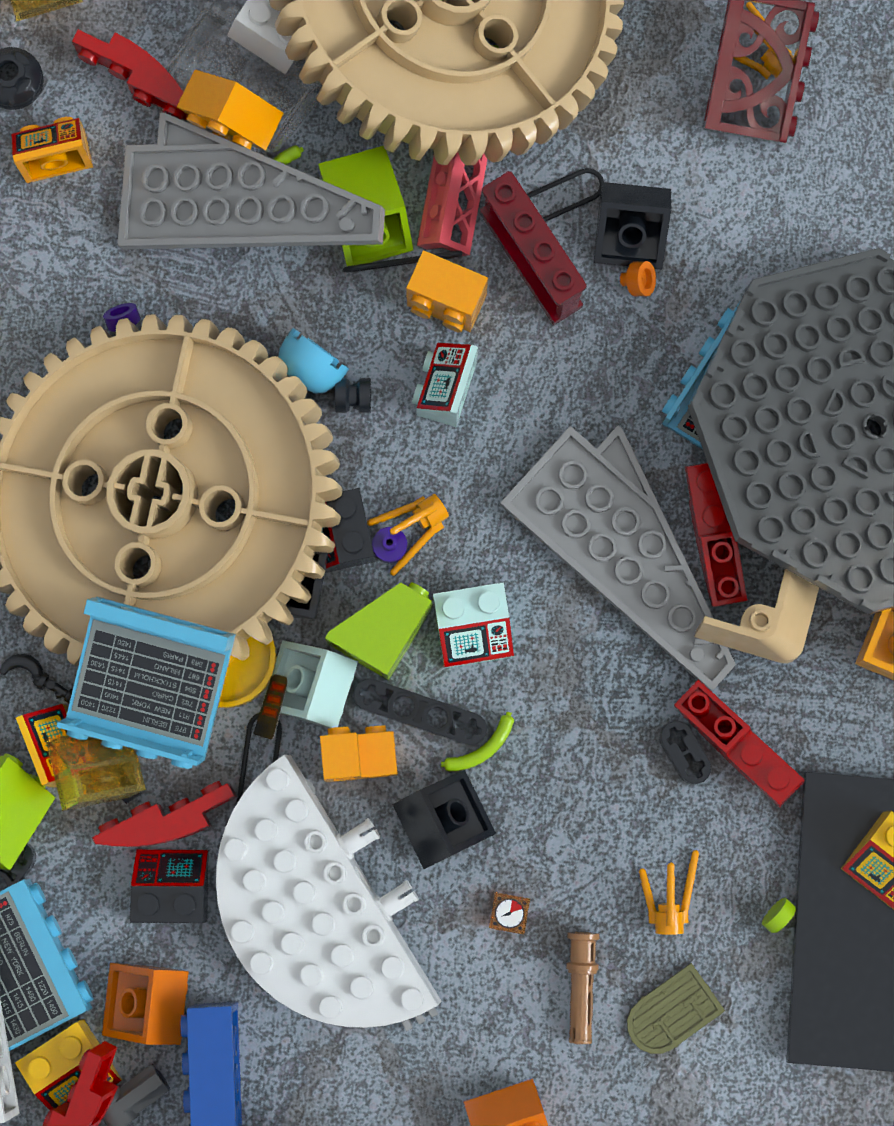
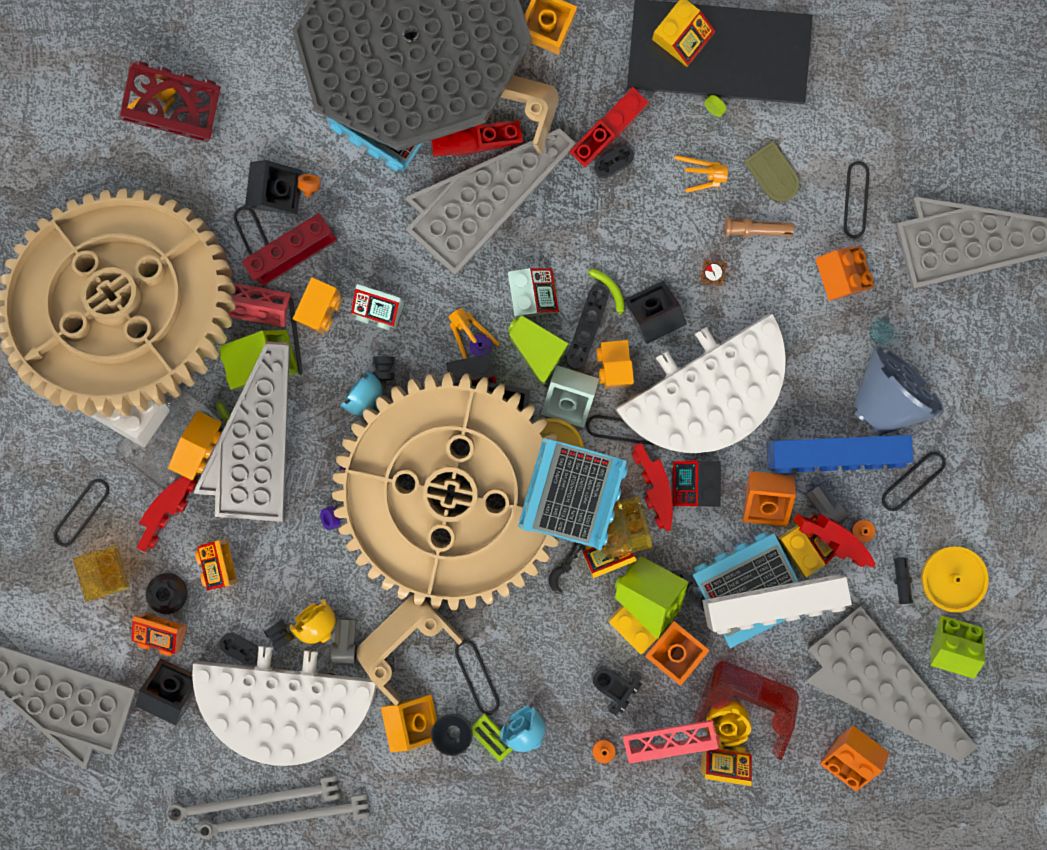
camera: 85 degrees left, 5 degrees up
(271, 707) = (584, 420): black sticker -> none

